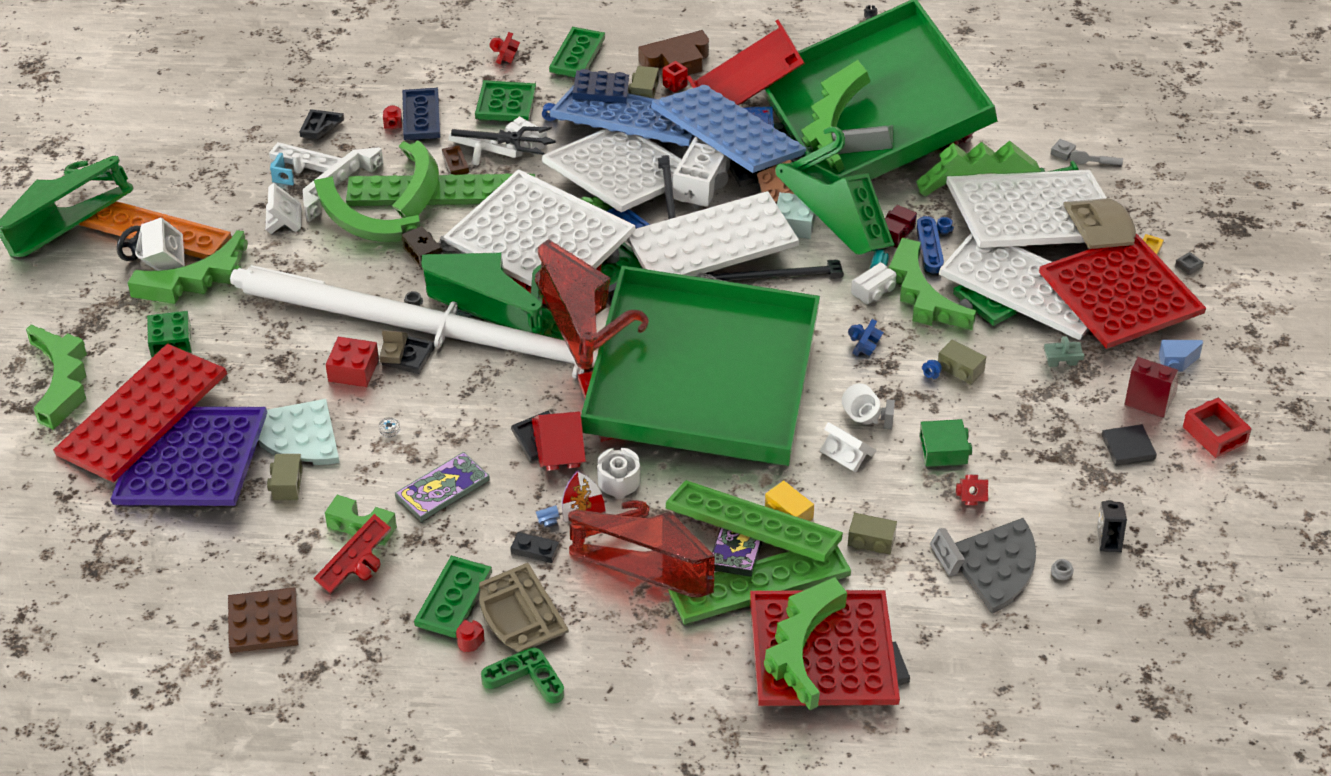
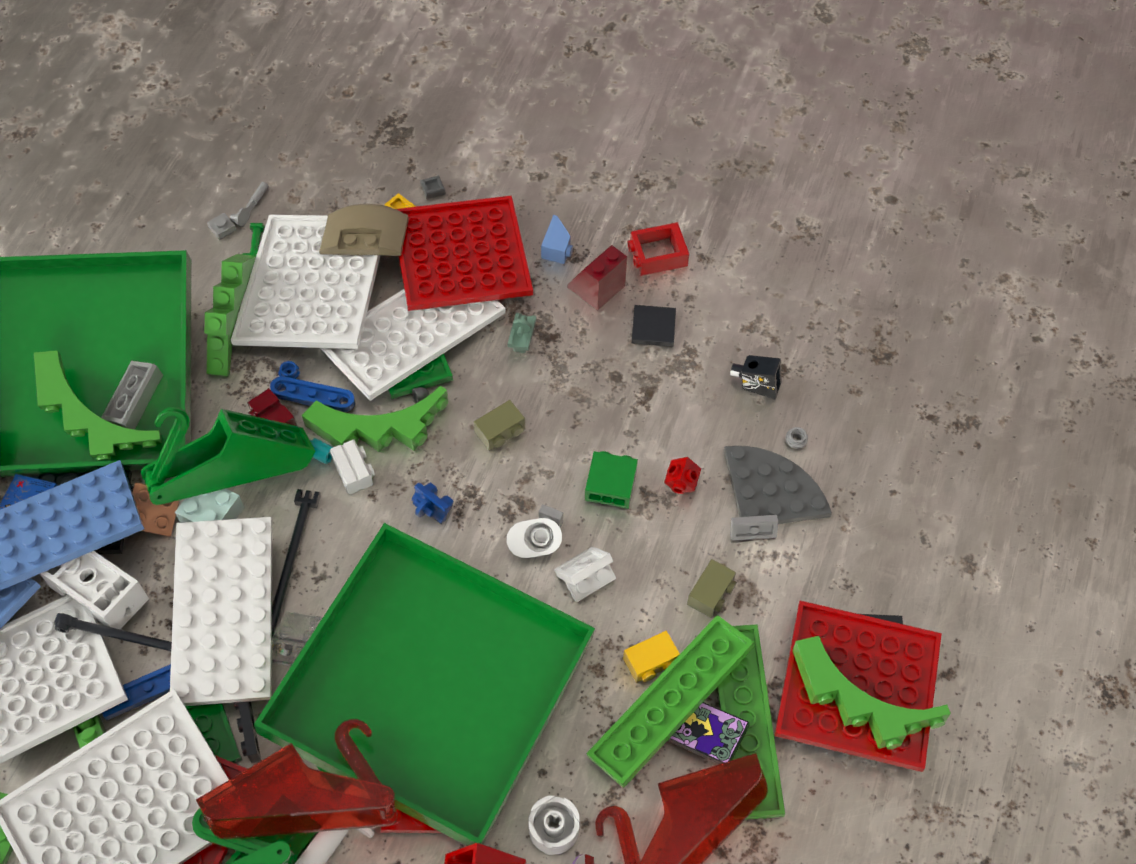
camera: 75 degrees left, 15 degrees up
(934, 366) = (499, 455): blue plate -> none

